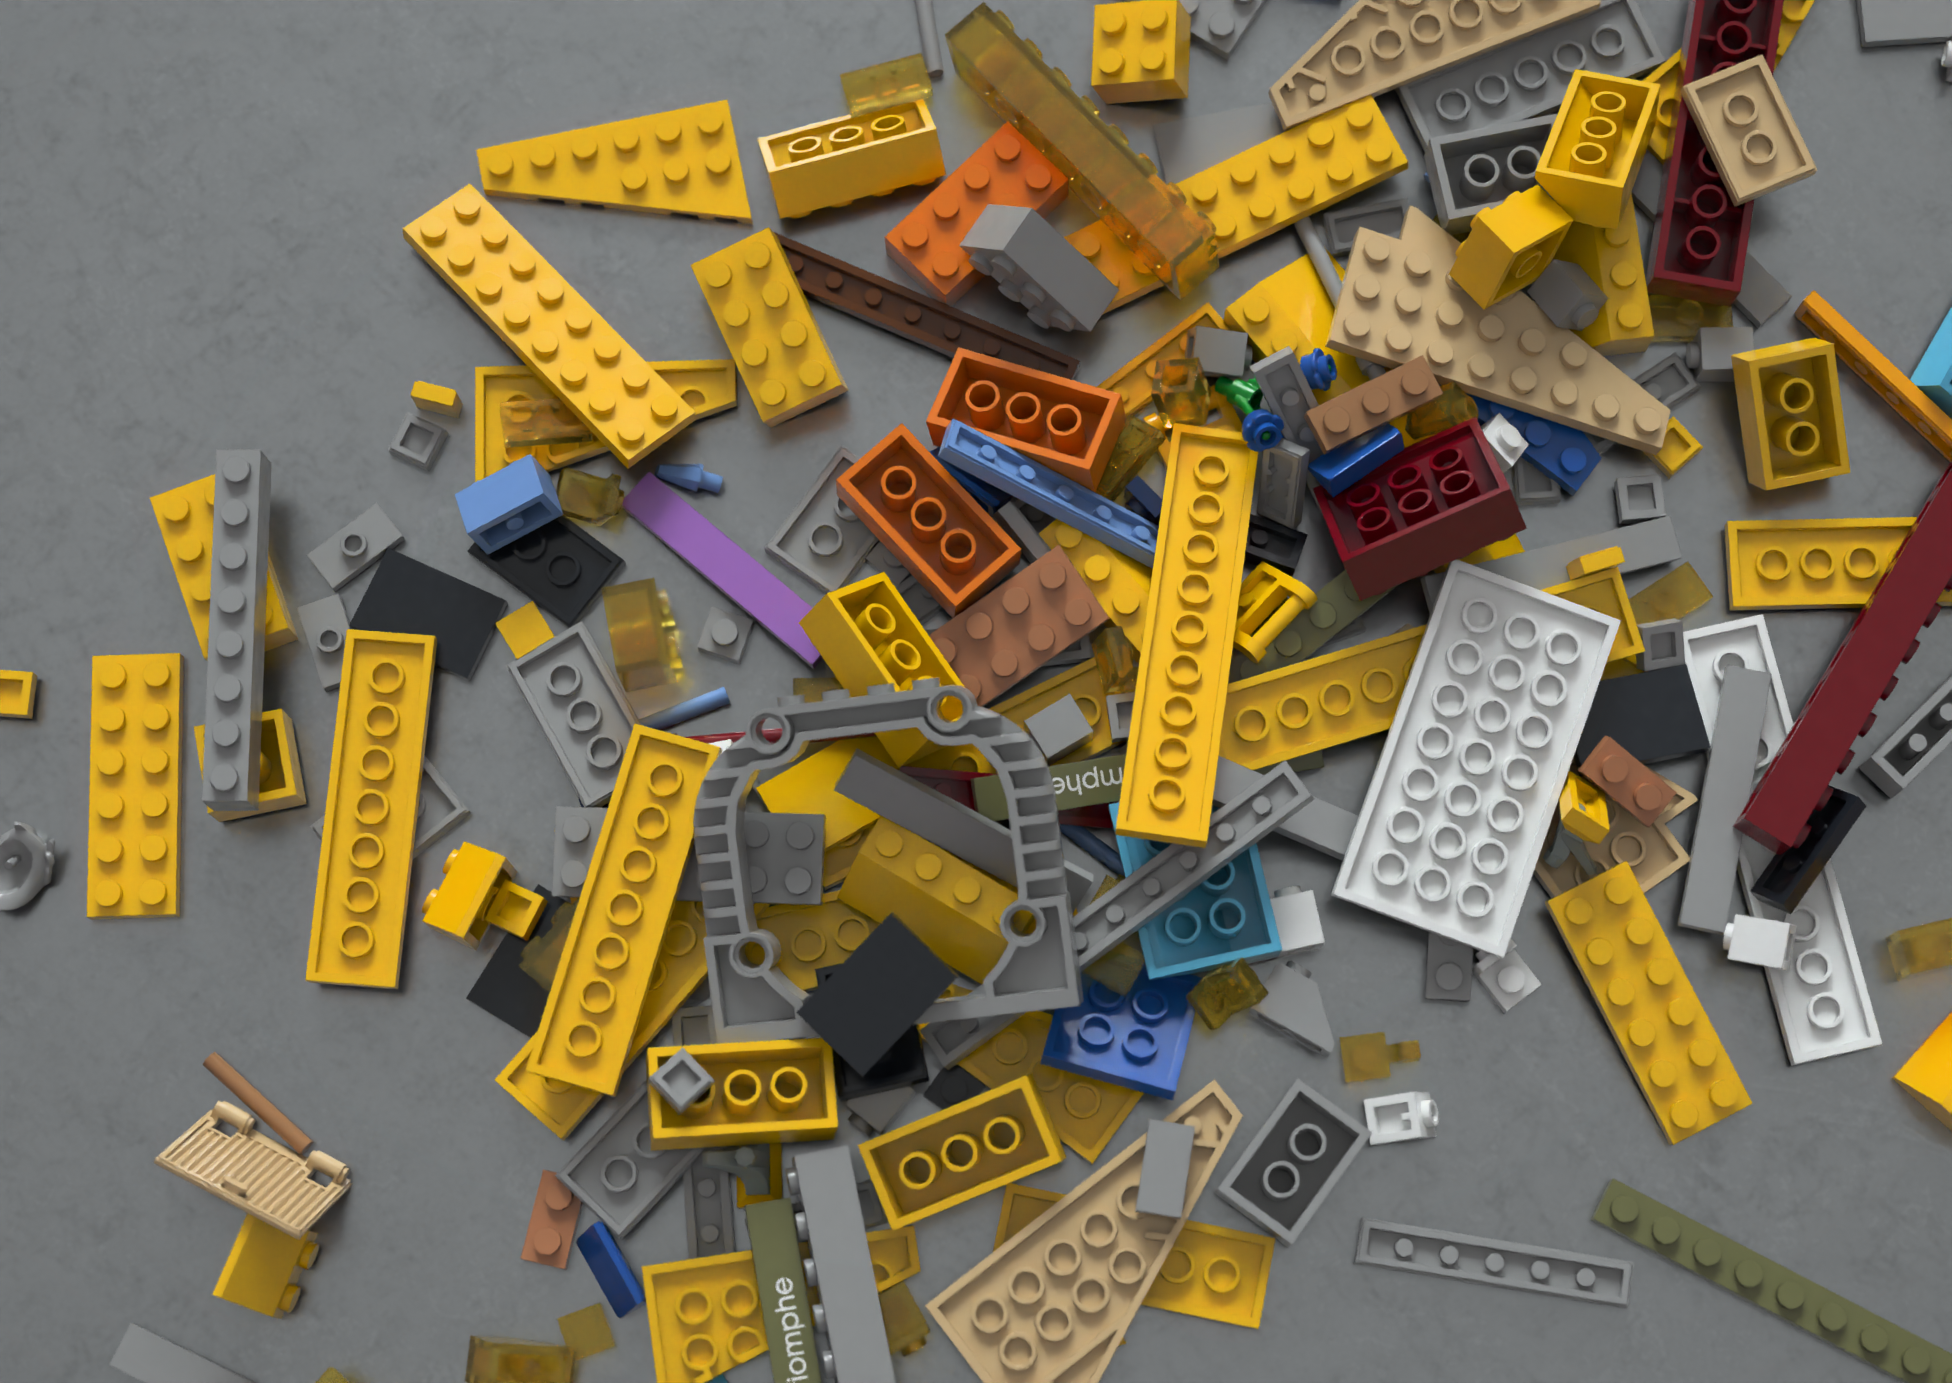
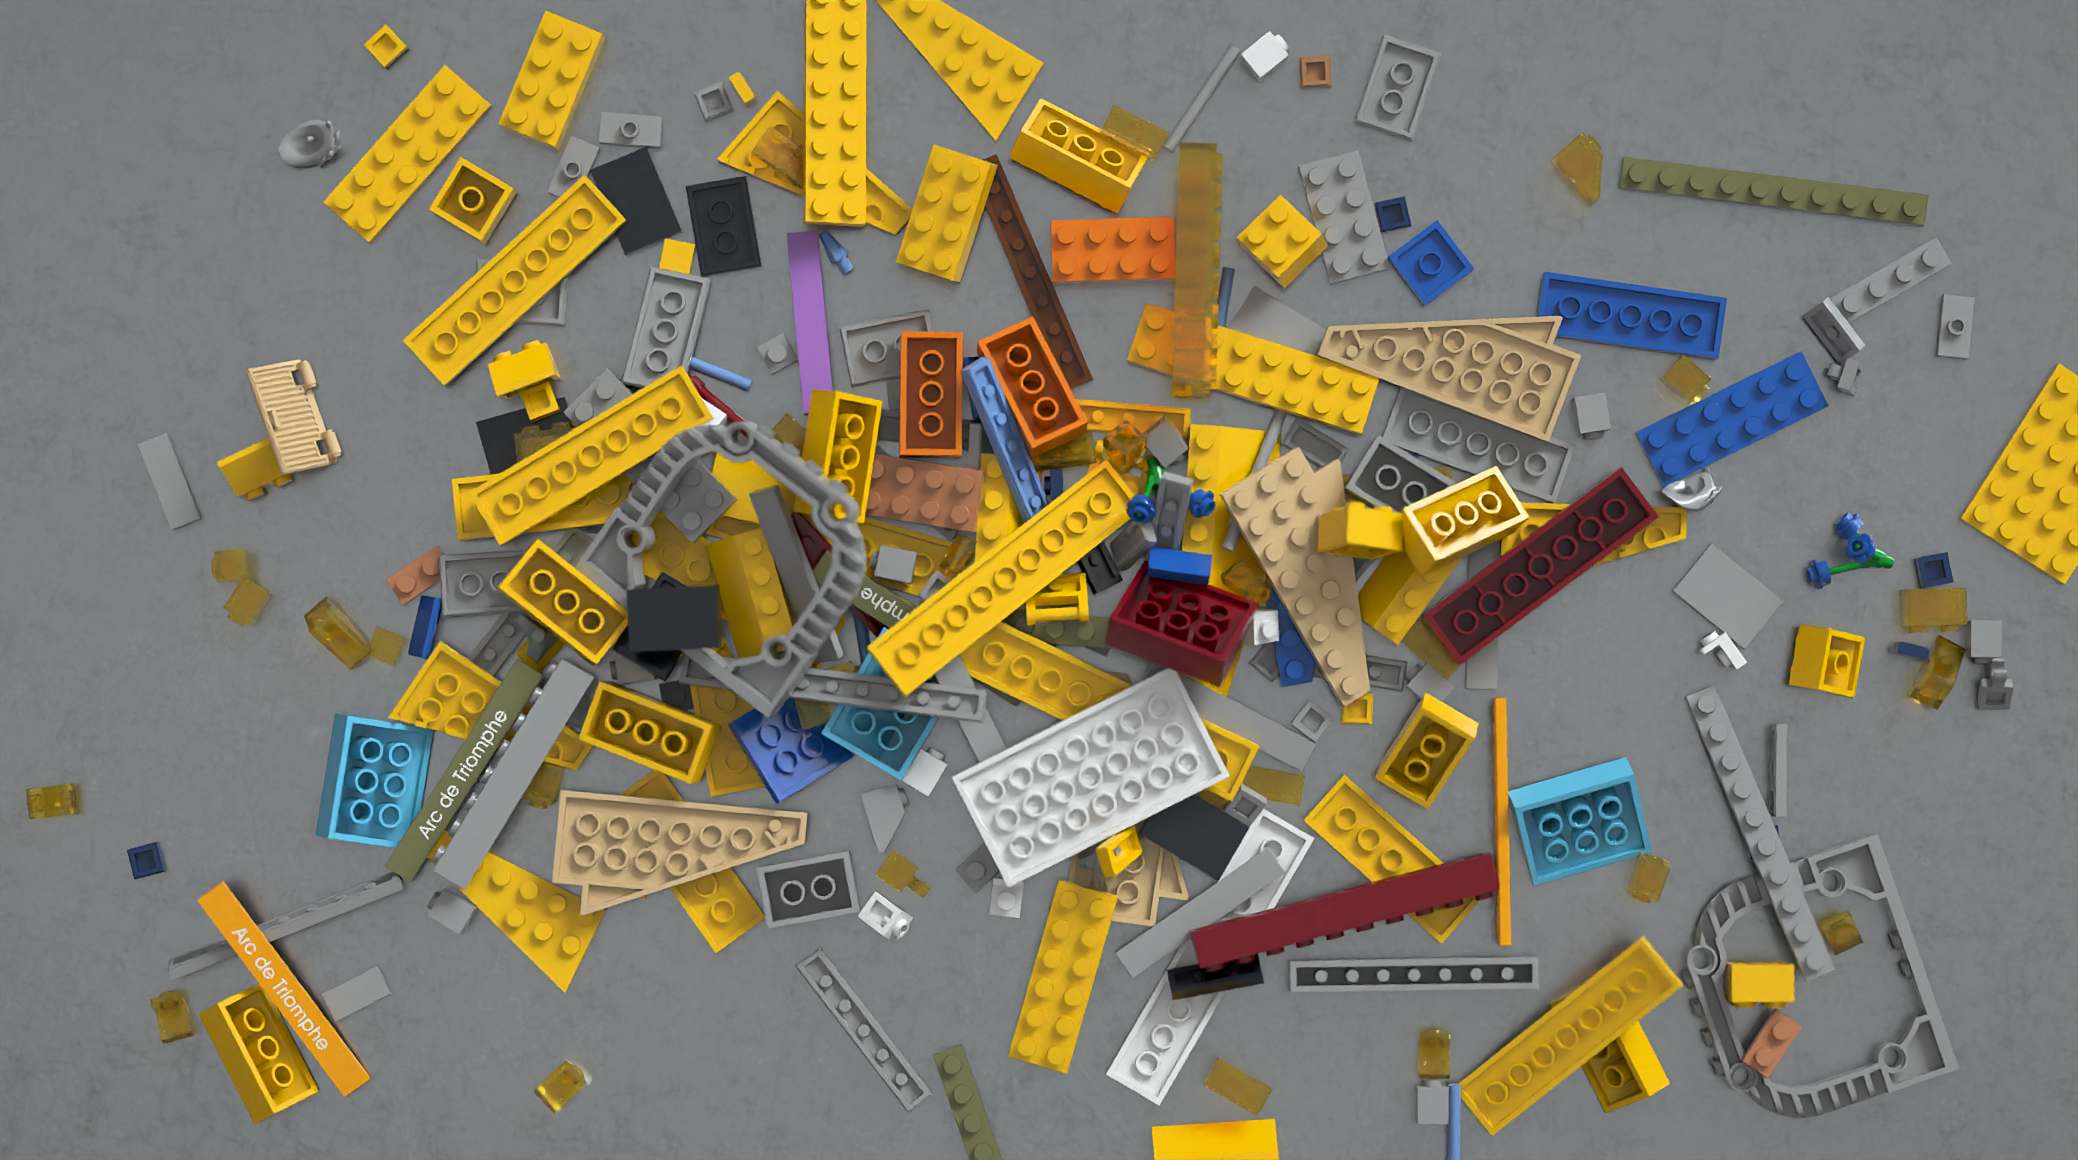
camera: 40 degrees right, 10 degrees up
(236, 630) = (525, 128): light grey brick -> none
(257, 1103) = (325, 378): medium nougat bar -> none
(508, 504) = (726, 184): medium blue brick -> none
(589, 496) = (772, 215): clear yellow bracket -> none
(639, 634) = (731, 317): clear yellow brick -> none
(681, 1081) = (538, 571): light grey tile -> none
(1038, 268) = (1109, 314): light grey brick -> none
(1165, 1169) = (739, 834): light grey tile -> none
(1226, 992) = (854, 774): clear yellow bracket -> none
(1373, 404) = (1210, 548): medium nougat plate -> none
(1567, 295) = (1374, 582): light grey brick -> none
(1595, 562) = (1248, 734): yellow tile -> none
(1626, 781) = (1157, 858): nougat plate -> none
(1748, 130) = (1547, 585): tan tile -> none
(1760, 941) = (1145, 999): white brick -> none

